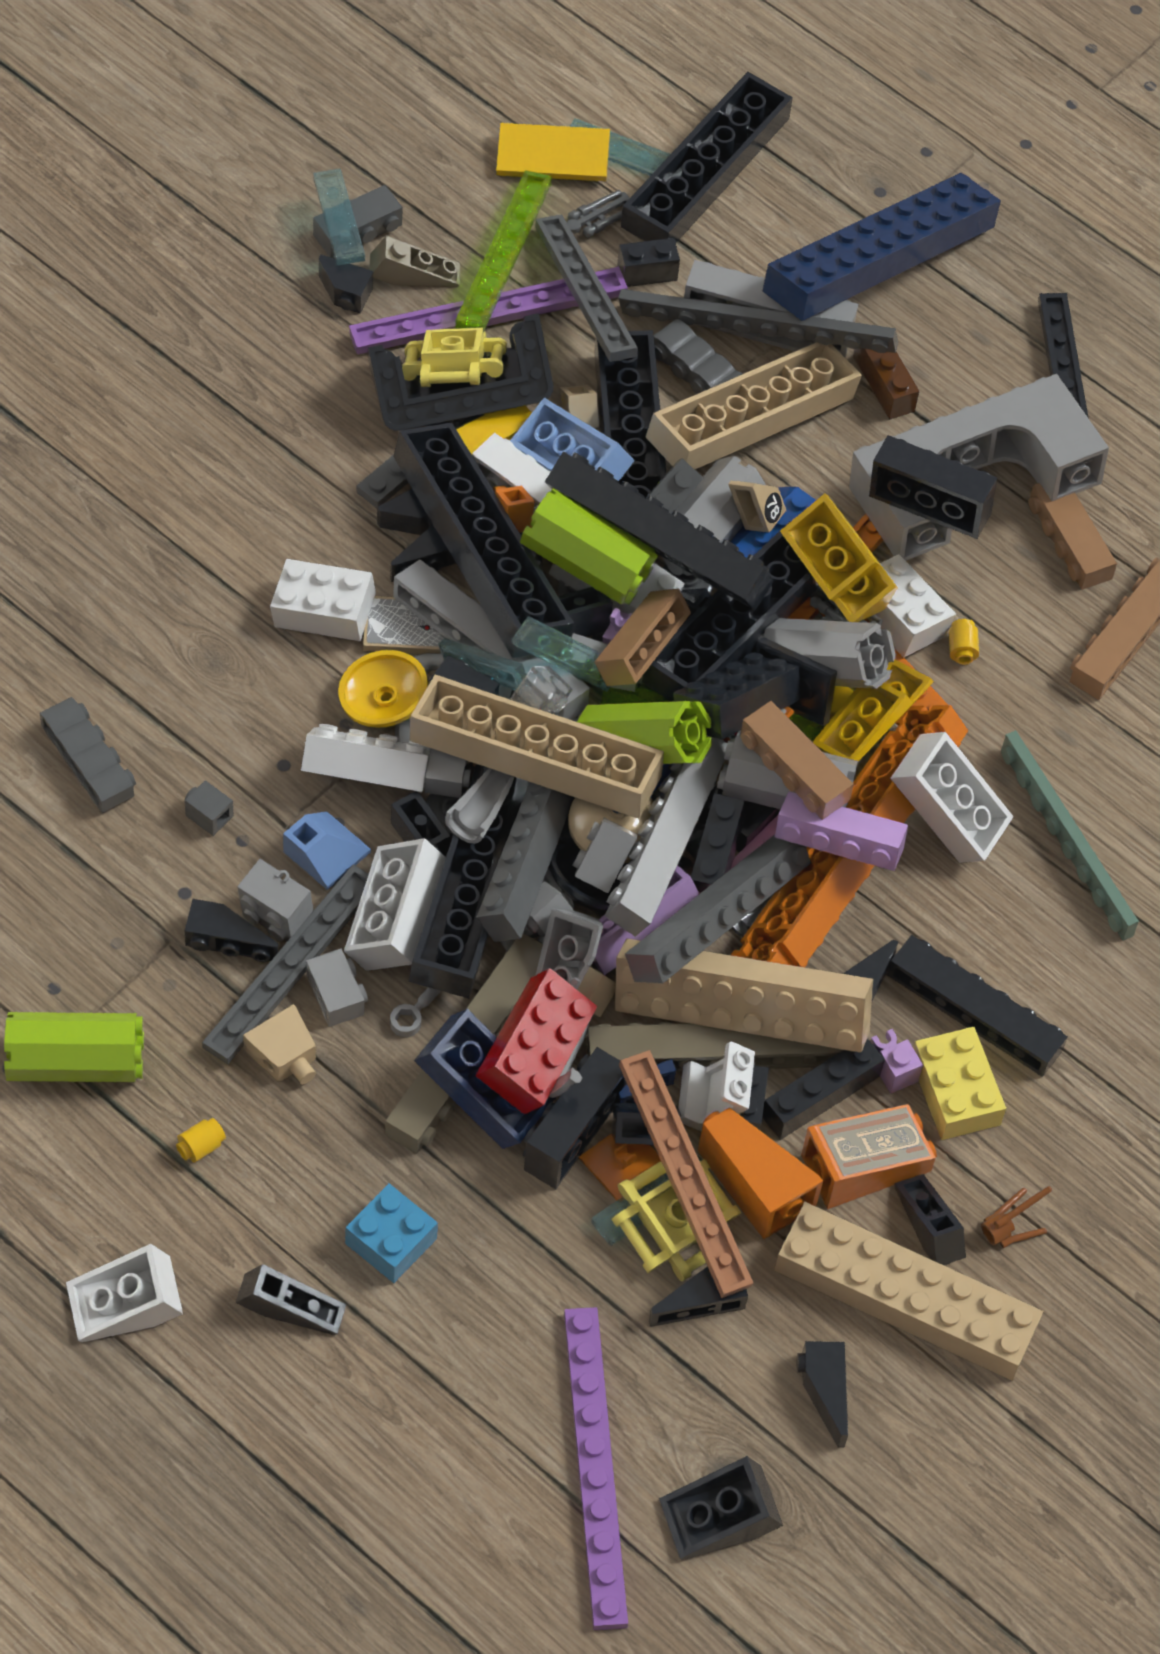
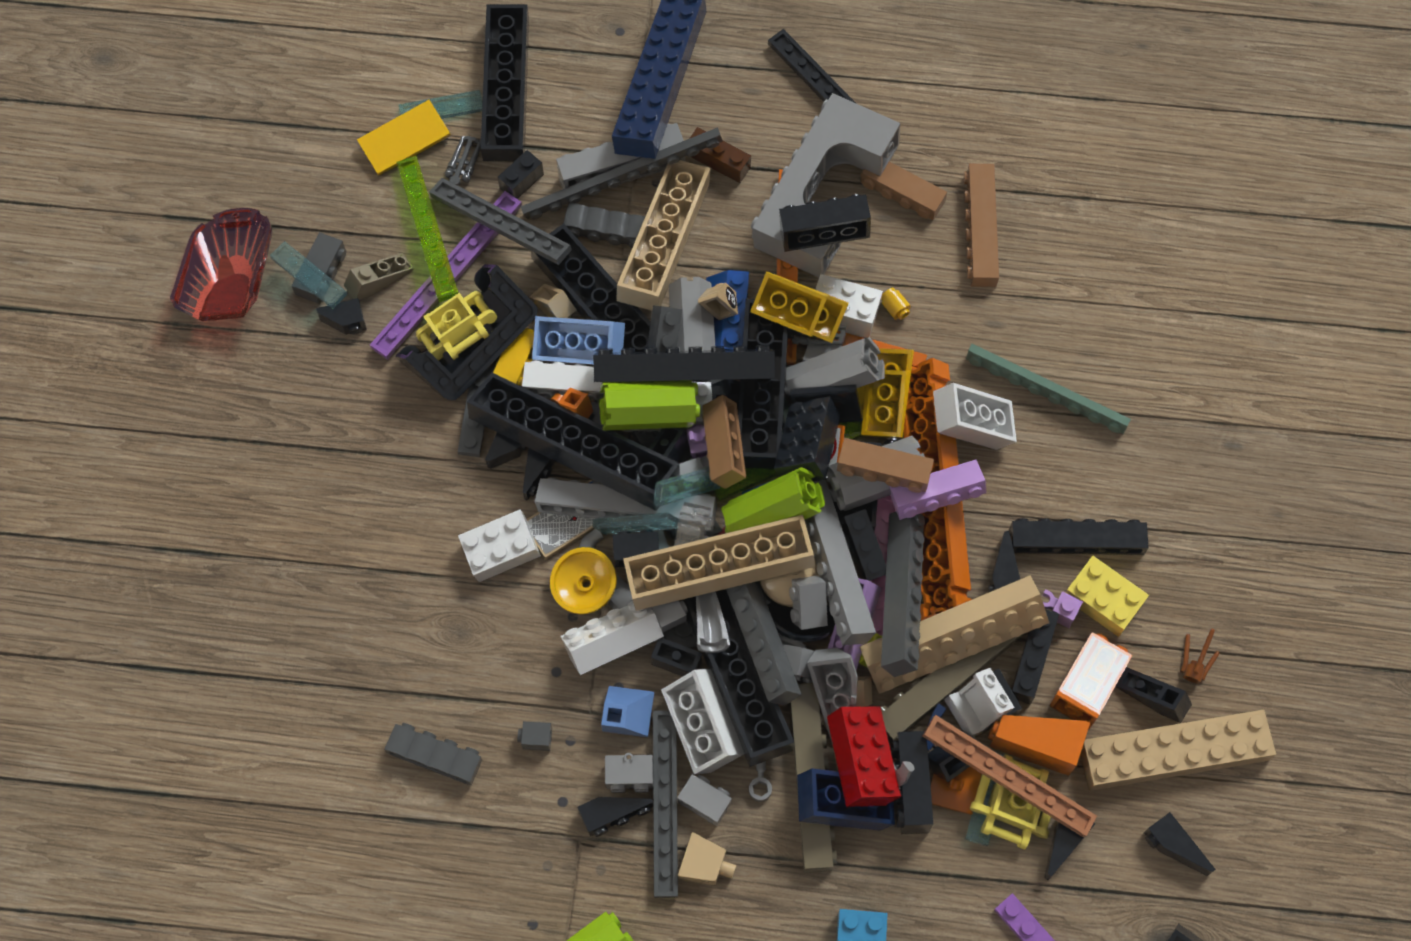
camera: 30 degrees left, 10 degrees up
(255, 155) = (223, 266): none -> clear red windscreen

